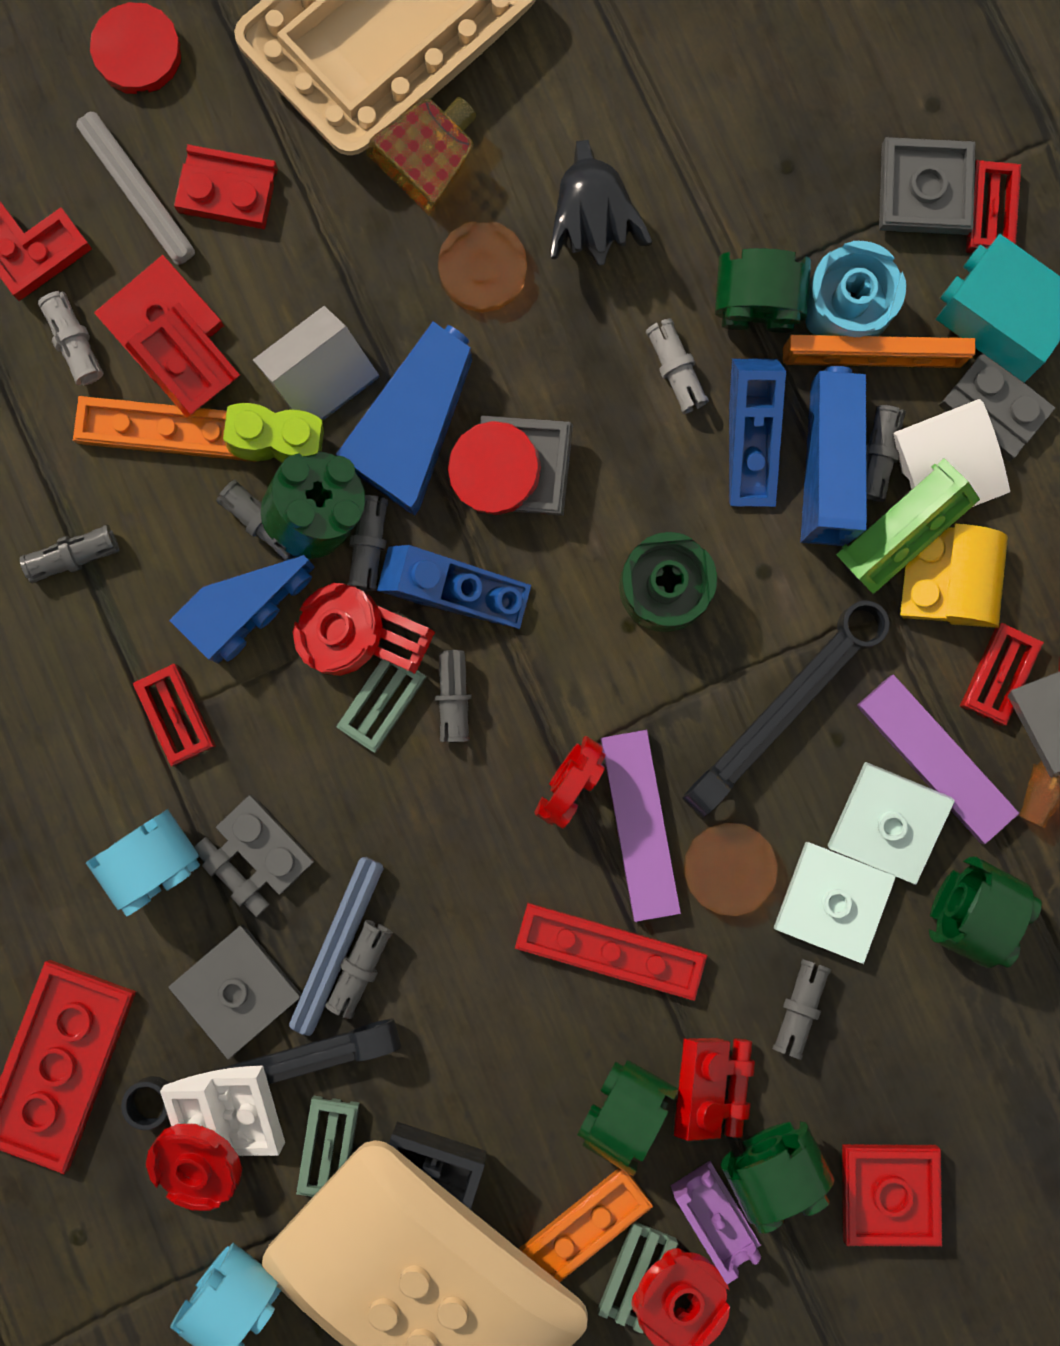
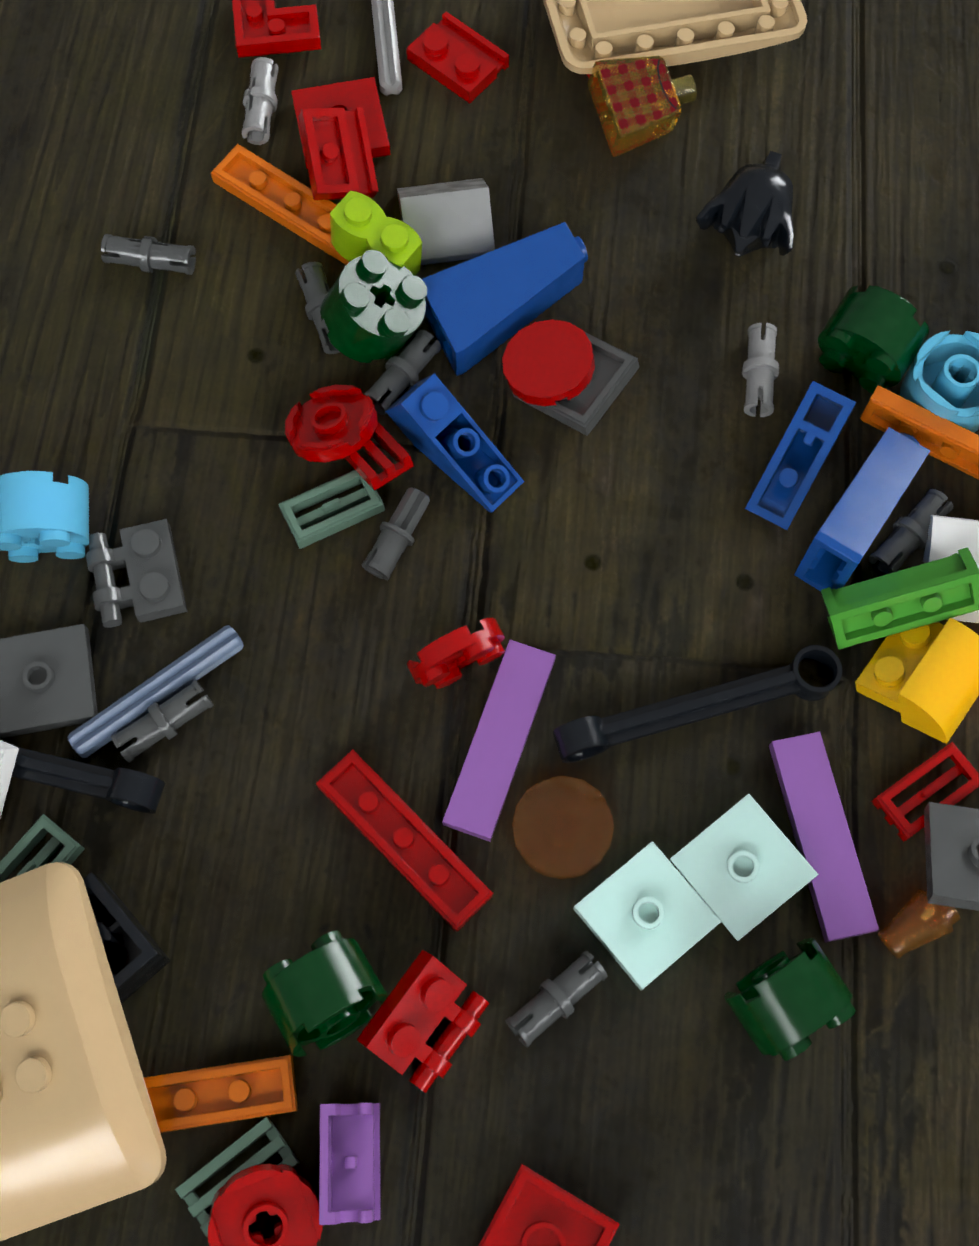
camera: 30 degrees right, 15 degrees down
(191, 750) = (143, 456): red tile -> none
(230, 609) = (254, 361): blue slope -> none
(482, 266) = (634, 214): clear orange tile -> none
(684, 563) = (642, 558): dark green brick -> none
(779, 1176) = (438, 1143): dark green brick -> none

